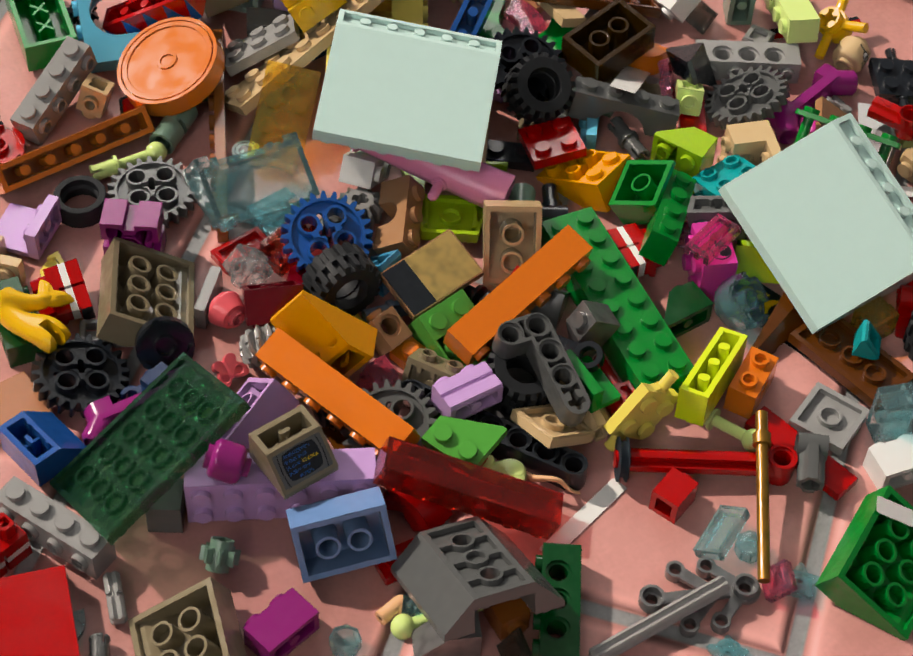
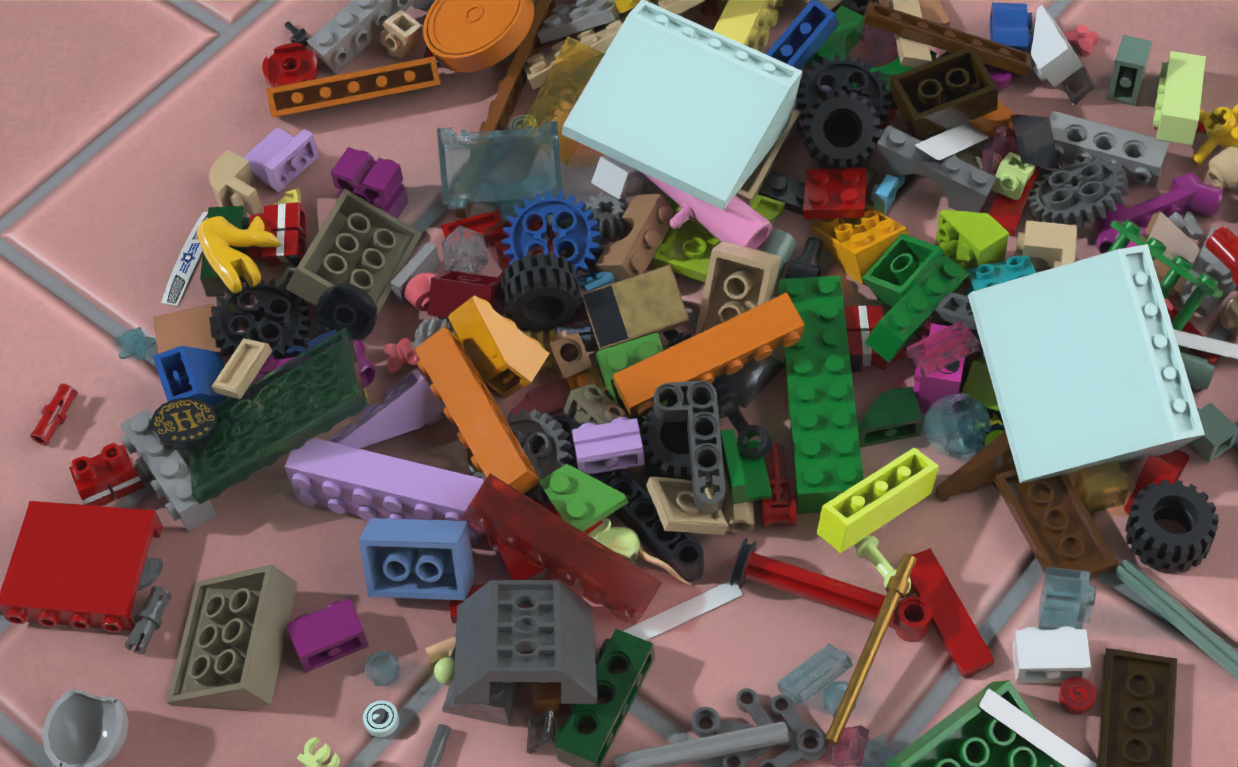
camera: 30 degrees right, 5 degrees up
(60, 478) = (184, 423): none -> black tile
(78, 186) = (338, 126): black tyre -> none
(90, 417) = (241, 368): none -> tan tile
(110, 166) = (435, 108): yellowish green pin -> none
(115, 598) = (196, 550): light grey piece -> none
(154, 182) = (411, 144): dark grey gear -> none
(168, 511) = (272, 484): dark grey piece -> none
(173, 128) = (462, 87): sand green pin -> none
(219, 554) = (303, 543): sand green gear -> none
(226, 461) = (328, 453): magenta head -> none
(292, 451) = (392, 462): dark tan slope -> none
(591, 323) = (774, 408): flat silver slope -> none
(628, 139) = (927, 207): dark grey pin -> none
(642, 410) = (781, 517): light yellow plate -> none
(673, 495) = (782, 617): red brick -> none
(750, 382) = (925, 518): orange brick -> none
(758, 34) = (1134, 121): light grey tile -> none
(812, 455) = (949, 617): dark grey piece -> none
(831, 415) = (995, 583): light grey plate -> none
(866, 341) = (1077, 509): teal slope -> none

